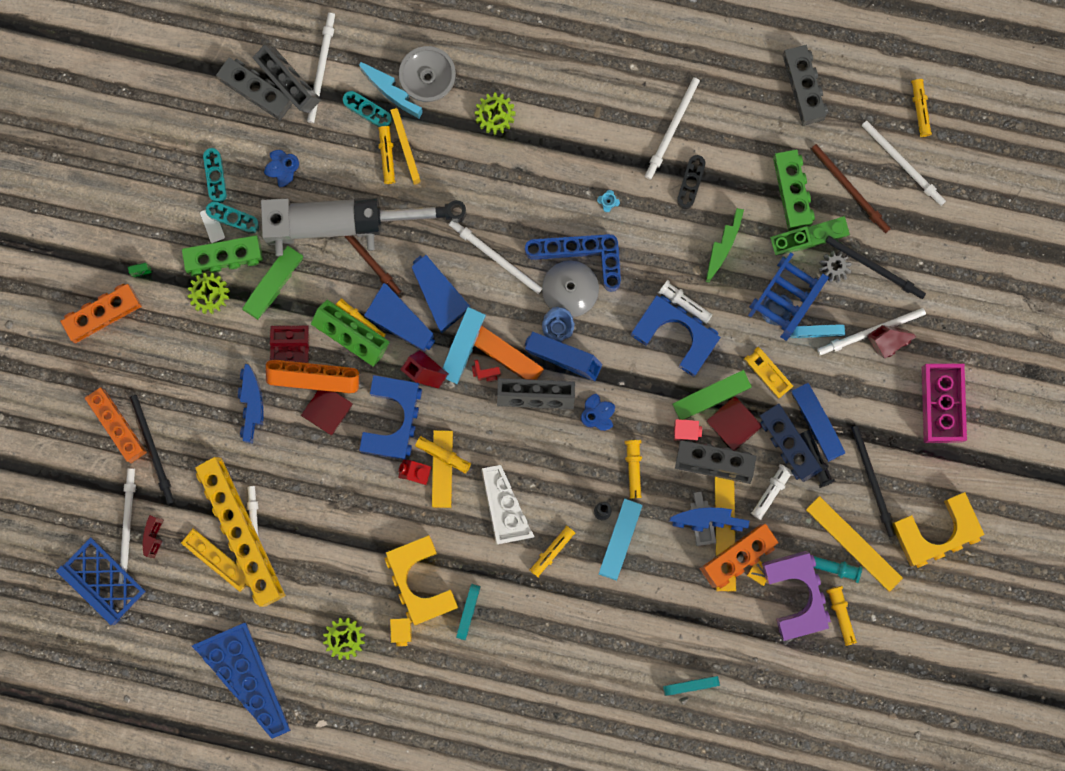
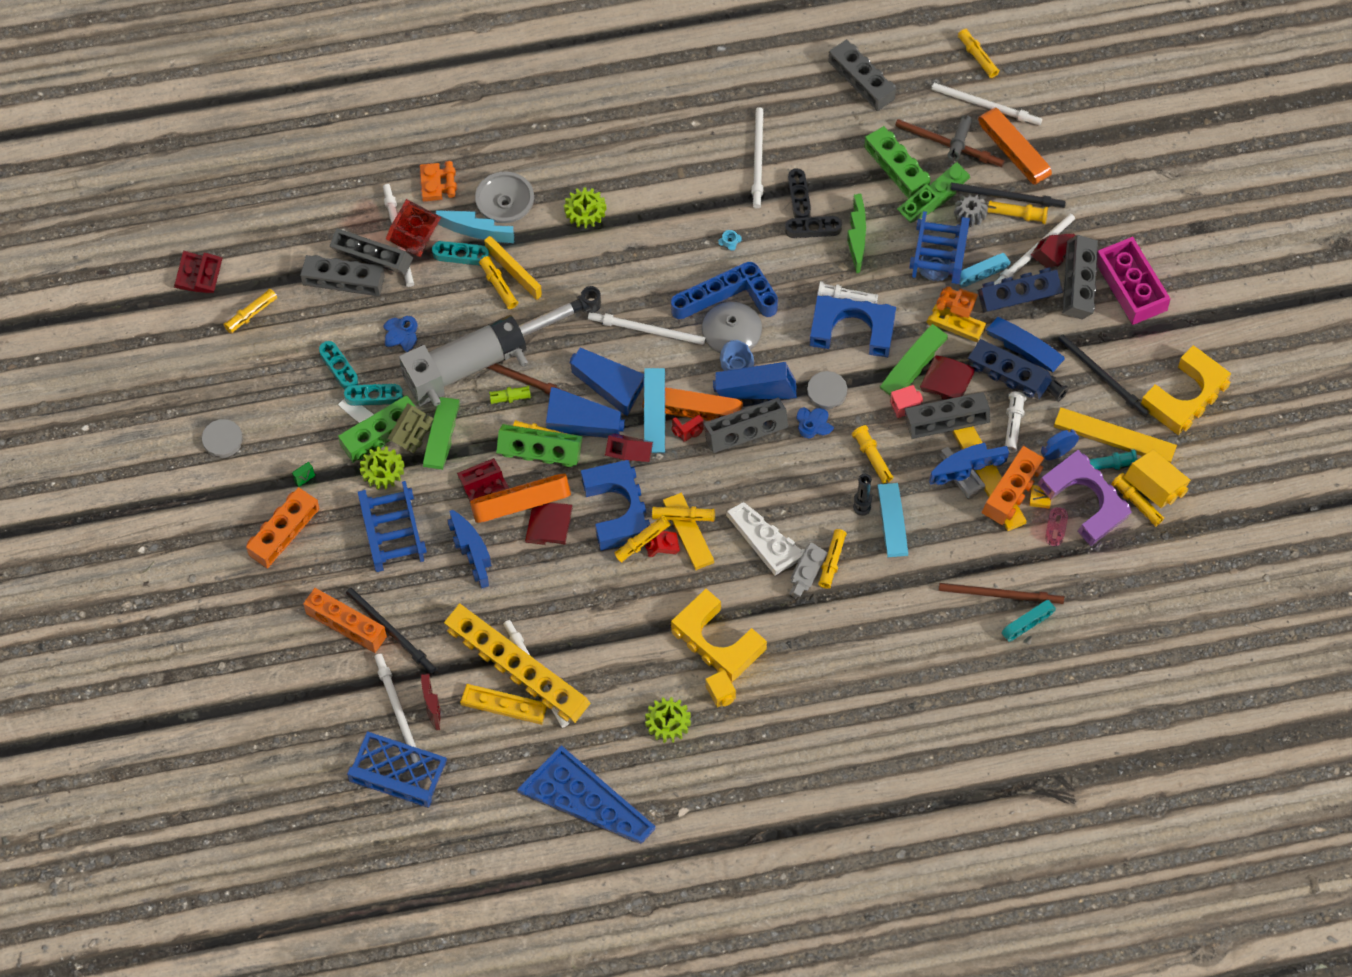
camera: 25 degrees left, 20 degrees down
(87, 202) = (222, 438): none -> light grey tile
(133, 29) = (198, 272): none -> dark red slope
(153, 91) = (243, 316): none -> yellow pin
(177, 340) = (376, 538): none -> blue fence
(240, 270) = (406, 427): none -> olive plate
(333, 71) = (413, 228): none -> clear red brick
(348, 270) = (509, 395): none -> lime pin
(373, 26) = (431, 181): none -> orange plate
(388, 465) = (636, 543): none -> yellow pin
(468, 612) = (778, 645): teal beam -> none
(525, 552) = (807, 569): none -> light grey hinge
(624, 387) = (827, 390): none -> light grey tile
(673, 220) = (807, 233): none -> black beam
(713, 668) = (1038, 597): none -> copper bar
(756, 604) = (1061, 527): none -> clear pink beam
(782, 359) = (959, 301): none -> orange plate
(798, 535) = (1059, 444): none -> blue tile
(856, 195) = (957, 143): none -> dark grey pin
(866, 378) = (990, 301): none -> dark blue brick
(868, 607) = (1157, 479): none -> yellow brick
(886, 291) = (1028, 212): none -> yellow pin
(890, 383) = (1080, 277): none -> dark grey brick
(907, 218) = (1014, 146): none -> orange beam

